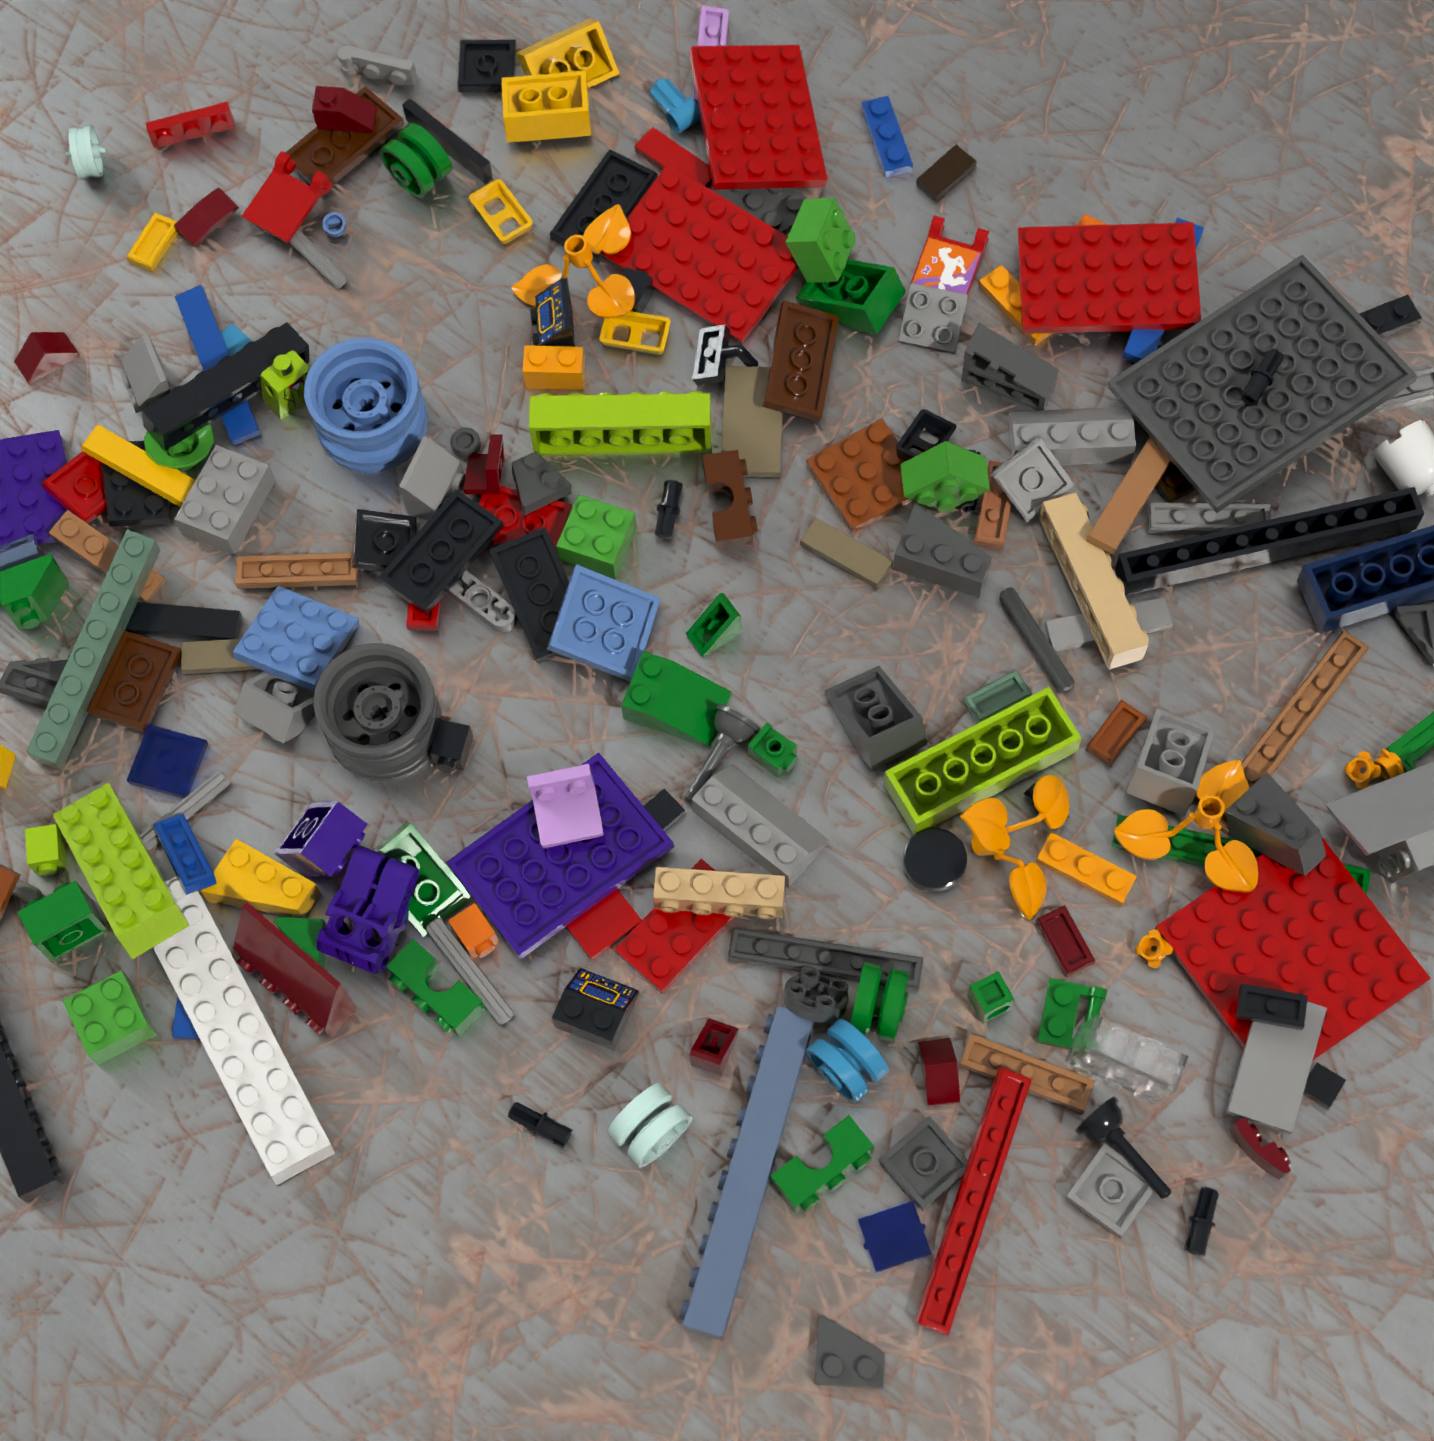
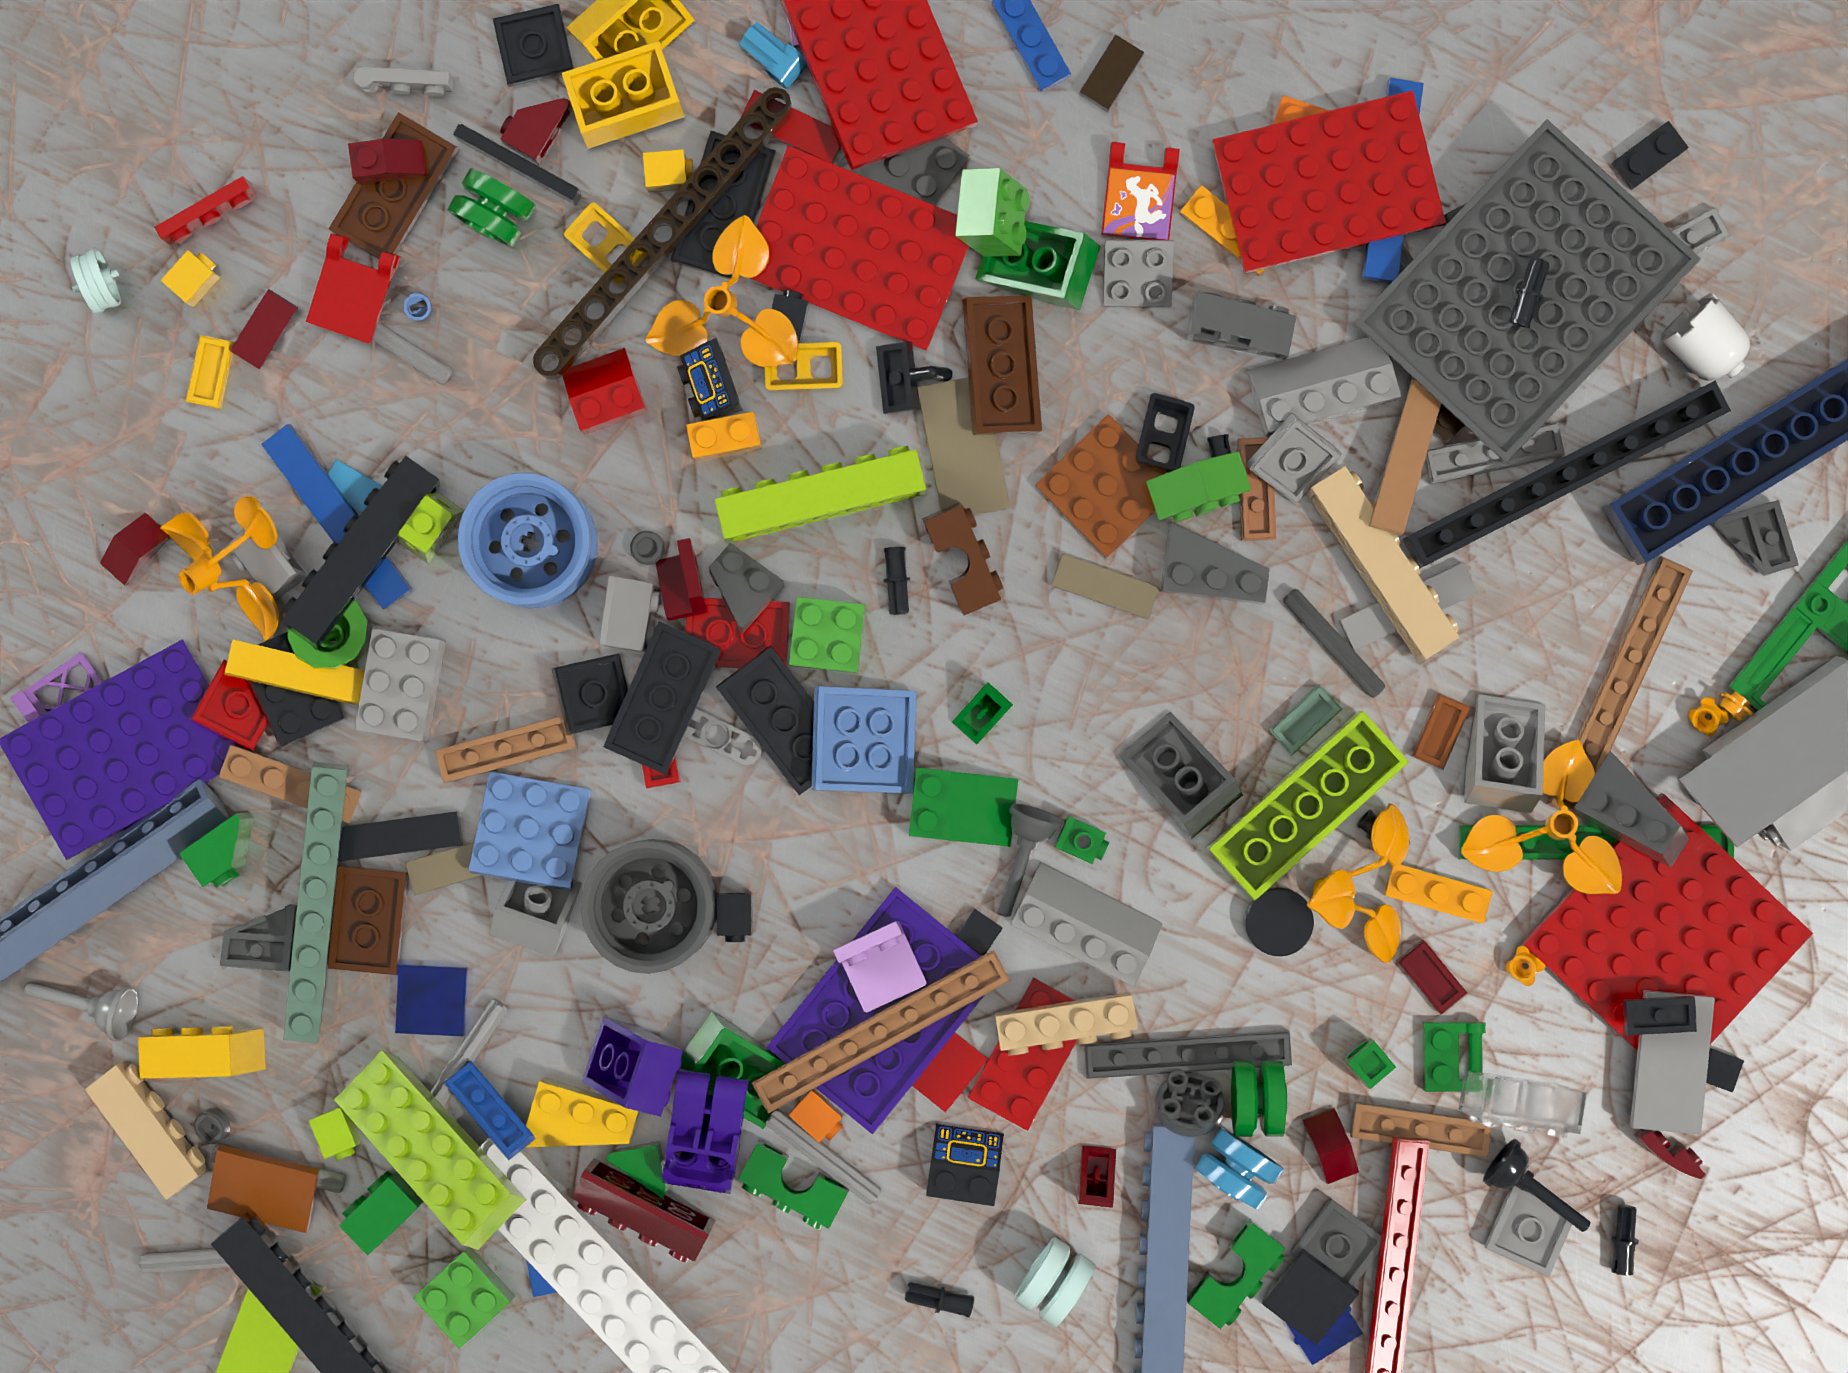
camera: 10 degrees left, 20 degrees up
(91, 363) = (204, 572): none -> light orange plant
(162, 169) = (191, 277): none -> yellow brick
(465, 320) = (604, 391): none -> red slope
(472, 116) = (535, 128): none -> dark red slope
(541, 219) = (668, 217): none -> dark brown beam
(550, 866) = (881, 1031): none -> medium nougat tile
(565, 168) = (666, 170): none -> yellow brick
(887, 1201) = (1310, 1297): none -> black tile

